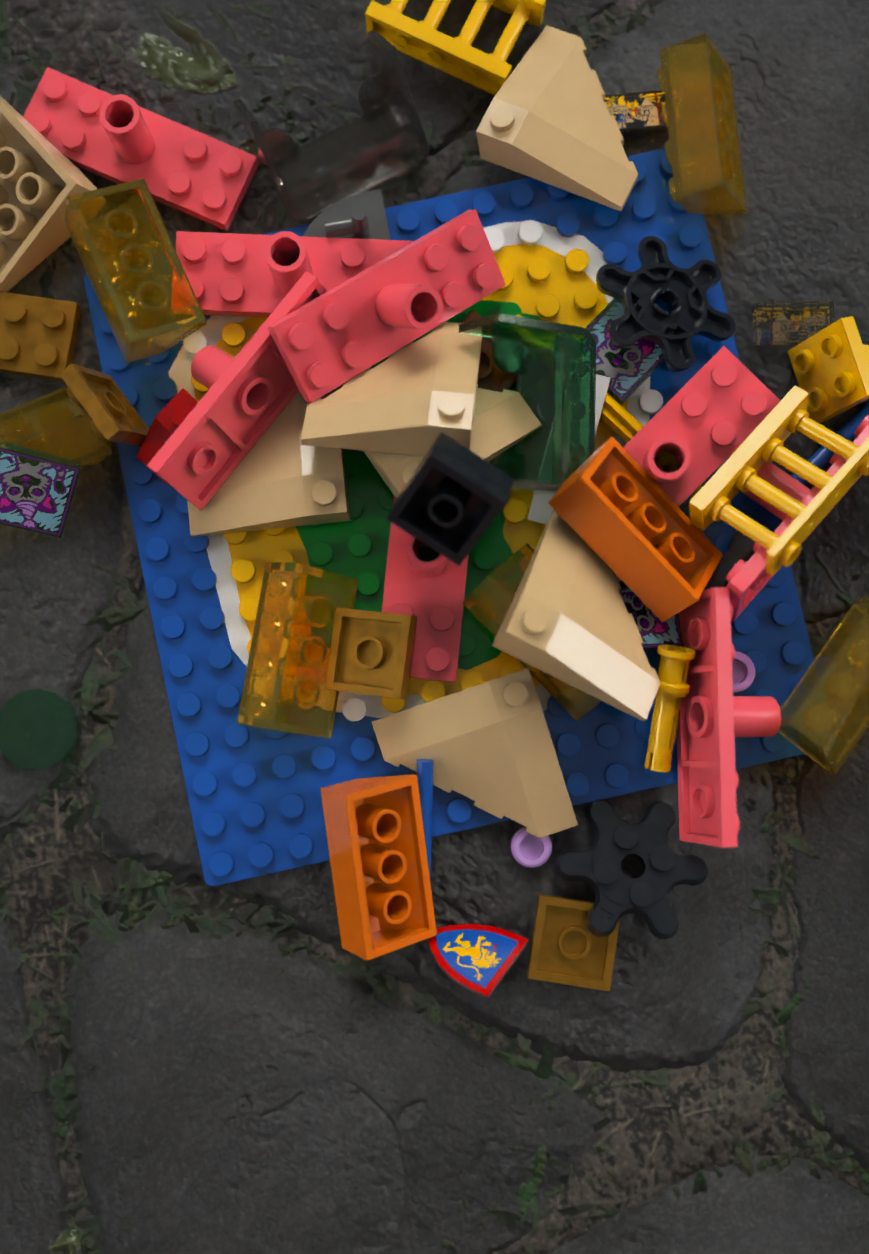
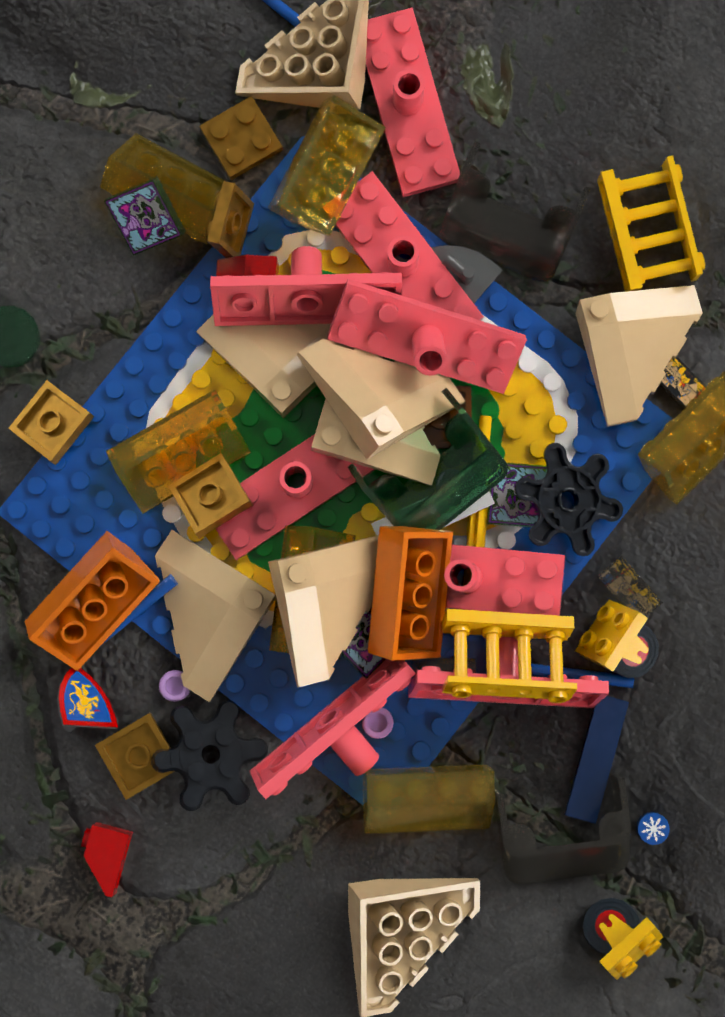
camera: 50 degrees right, 0 degrees up
(161, 756) = (51, 422): none -> pearl gold plate
(451, 499) = (329, 468): black brick -> none
(648, 1056) = (106, 854): none -> red slope
(672, 688) = (331, 691): yellow pin -> none

